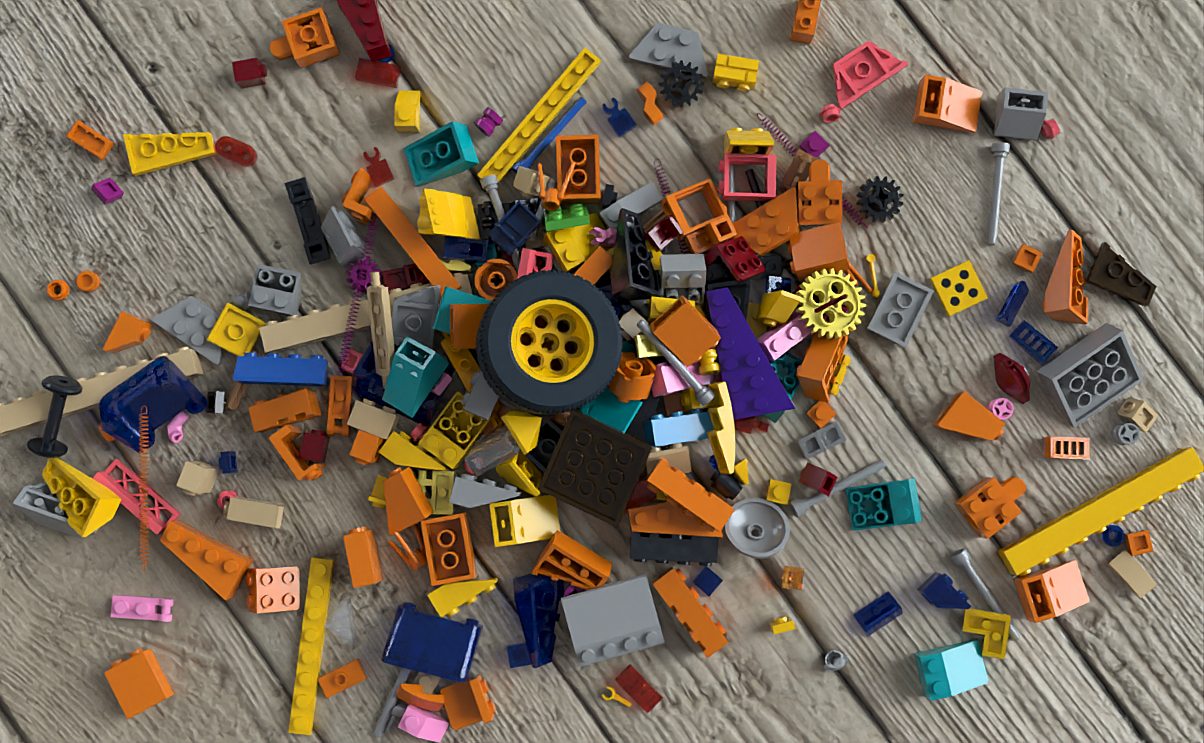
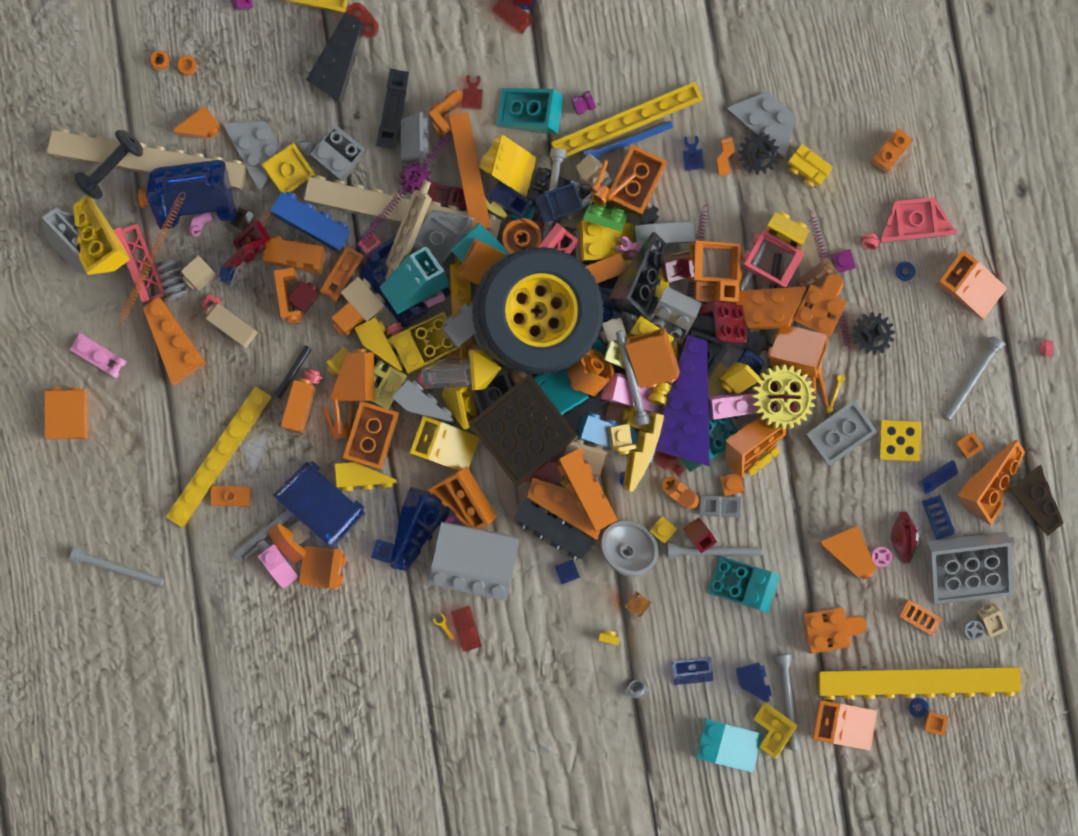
camera: 25 degrees right, 0 degrees up
(177, 499) = (172, 280): none -> light grey piece
(228, 199) = (338, 57): none -> black wedge
(233, 424) = (248, 243): none -> dark red bracket
(273, 589) = (211, 395): bracket -> none
(341, 525) = (292, 372): none -> black bar
(362, 519) = (313, 376): none -> coral plate
(407, 112) = (521, 59): yellow slope -> none
(690, 612) = (539, 586): orange wedge -> none
(695, 426) = (621, 439): none -> yellow bracket
(726, 484) = (622, 501): black brick -> none
(741, 471) = (640, 496): yellow slope -> none
(786, 448) = (673, 486): none -> orange piece
(875, 130) = (899, 273): none -> clear blue plate
(1020, 113) = (1026, 323): light grey slope -> none
(1132, 574) = (917, 746): tan slope -> none

